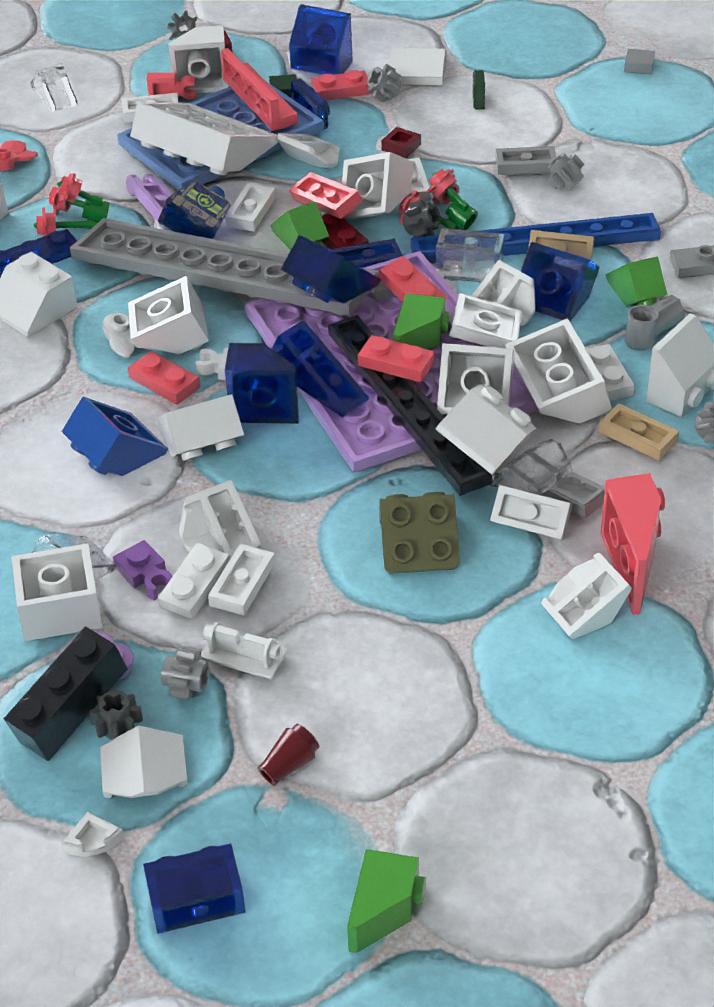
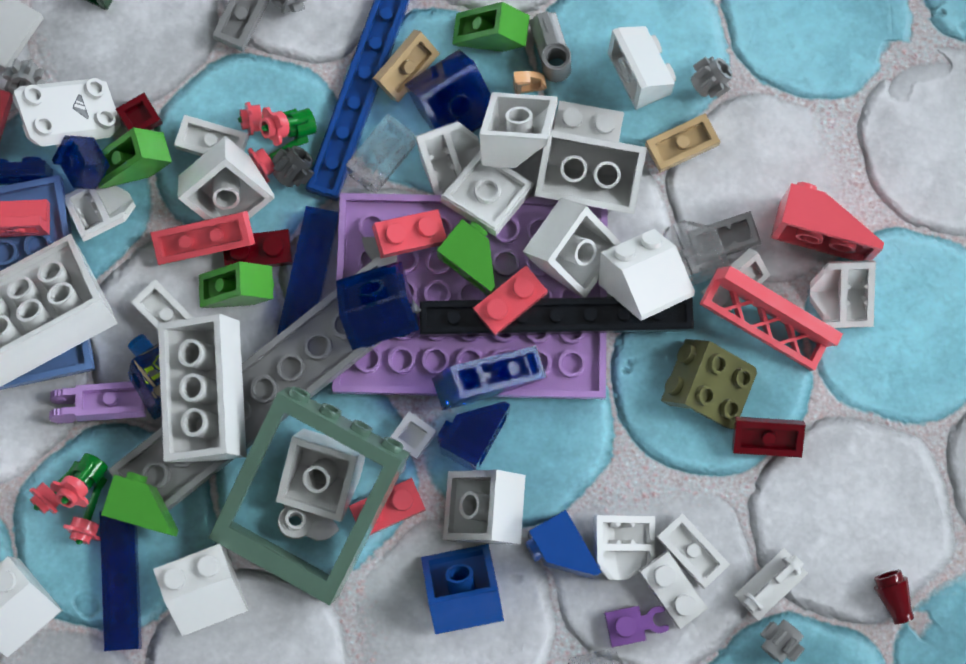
camera: 65 degrees left, 35 degrees up
(81, 228) = (138, 504): none -> bright green slope
(82, 352) = (350, 433): none -> sand green window
(191, 464) = (561, 547): none -> blue slope
(195, 218) = (201, 389): none -> white slope
(340, 121) = (81, 161): none -> clear blue brick
(364, 142) = (135, 157): none -> bright green slope
(370, 101) = (66, 109): none -> white shield
(393, 590) = (768, 437): none -> dark red plate
(525, 535) = (777, 307): none -> coral fence
(545, 302) = (515, 128): none -> white slope
(609, 319) = (528, 81): none -> light nougat tile

